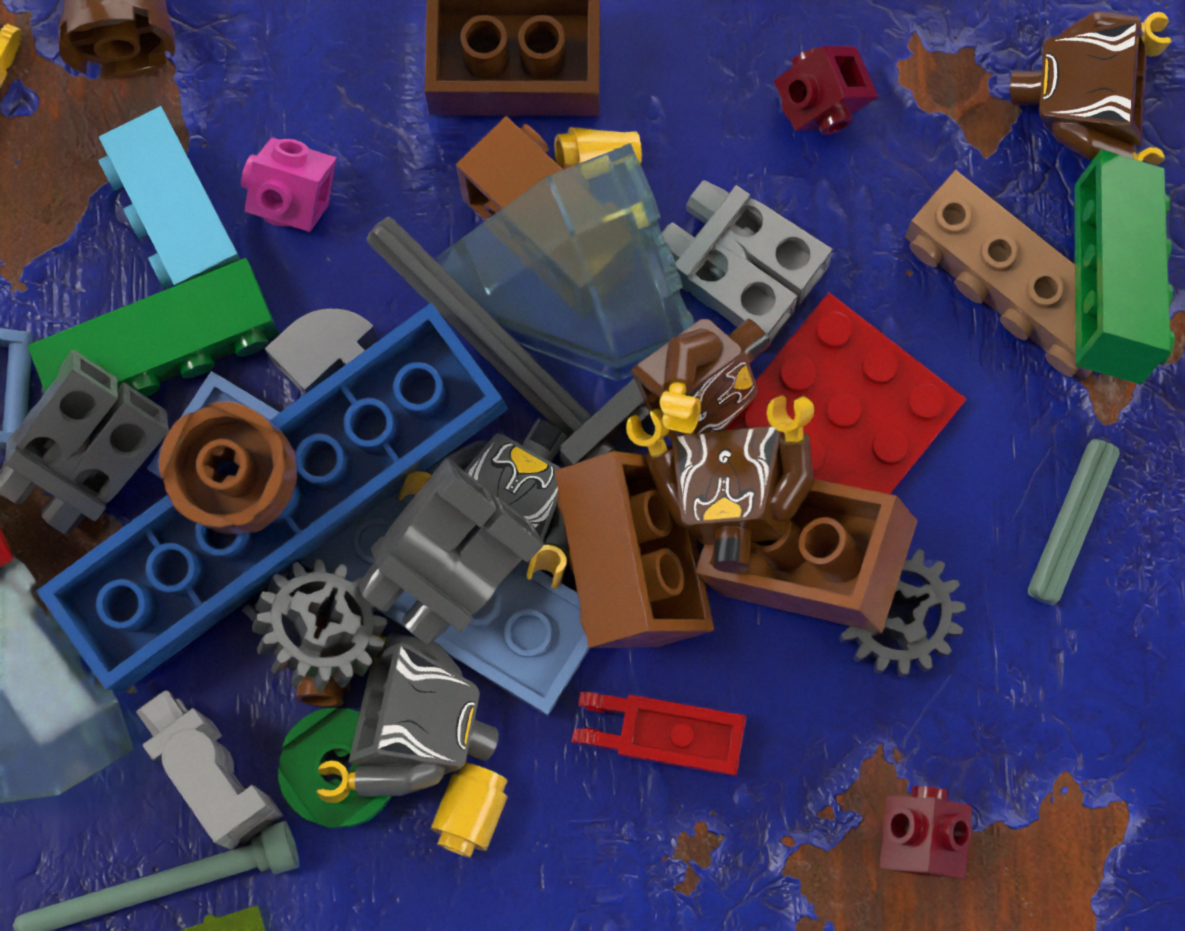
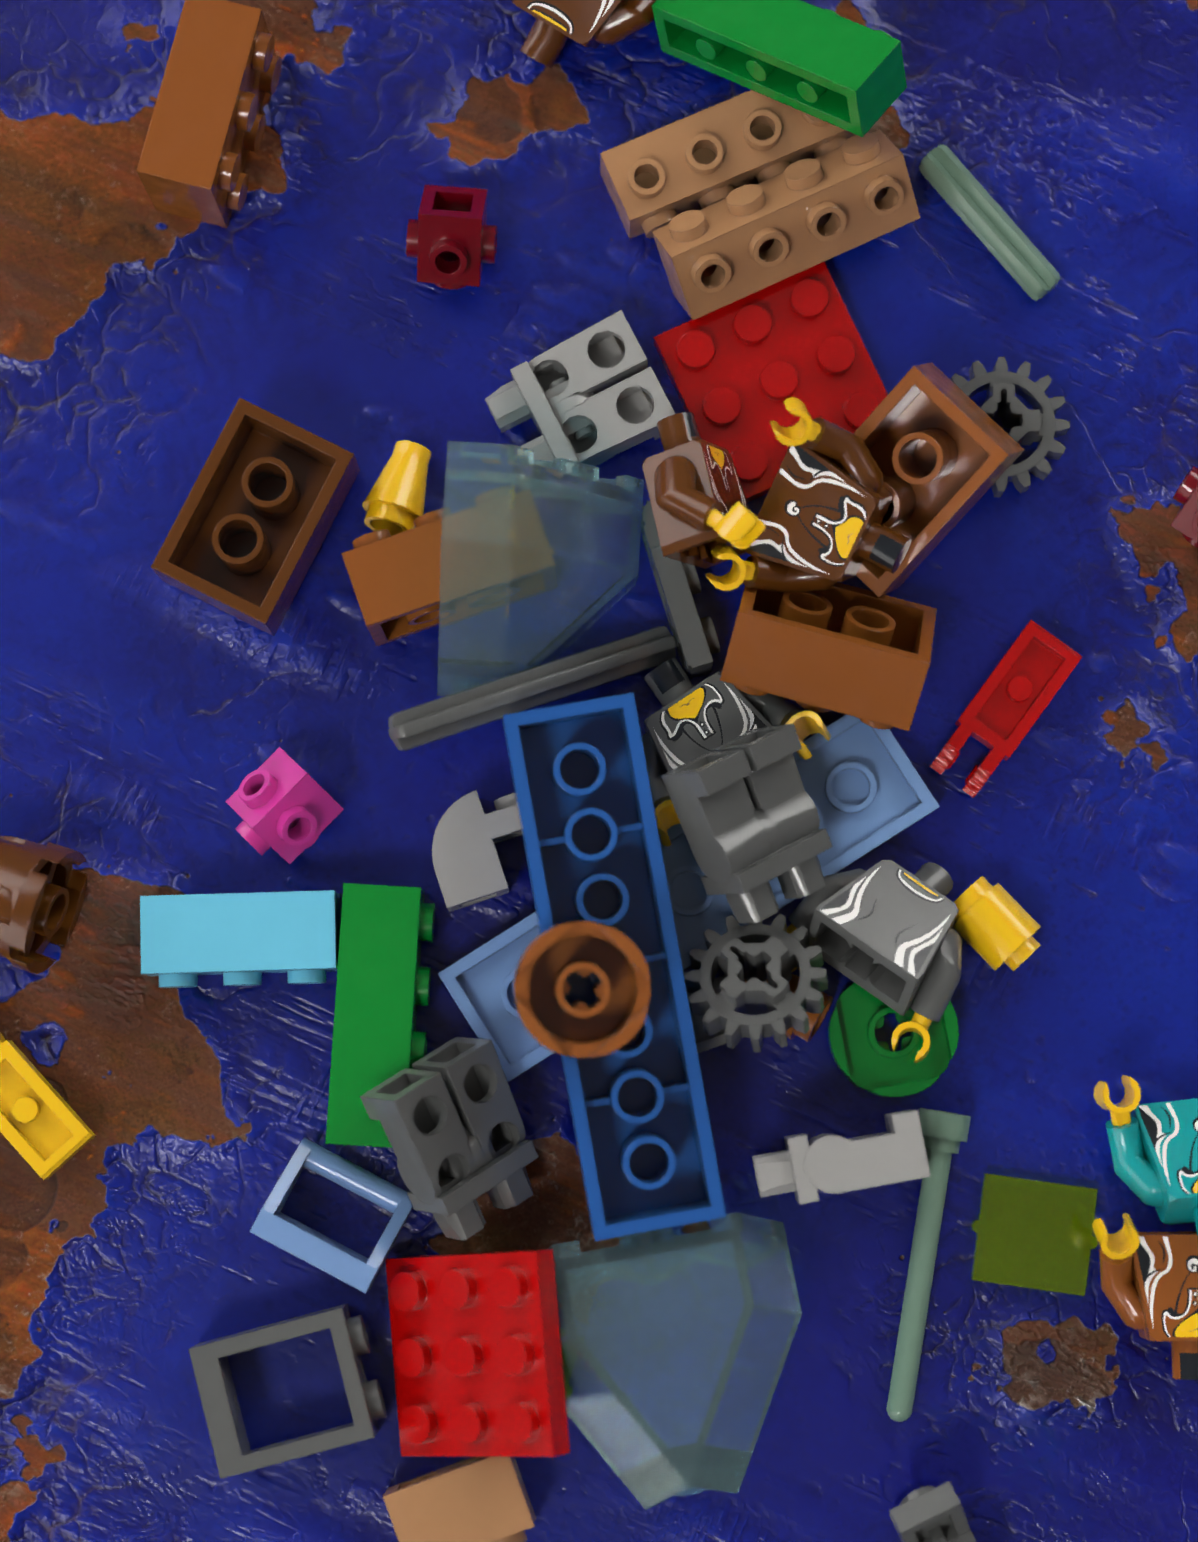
camera: 65 degrees left, 5 degrees up
(977, 349) = (786, 223): none -> medium nougat brick

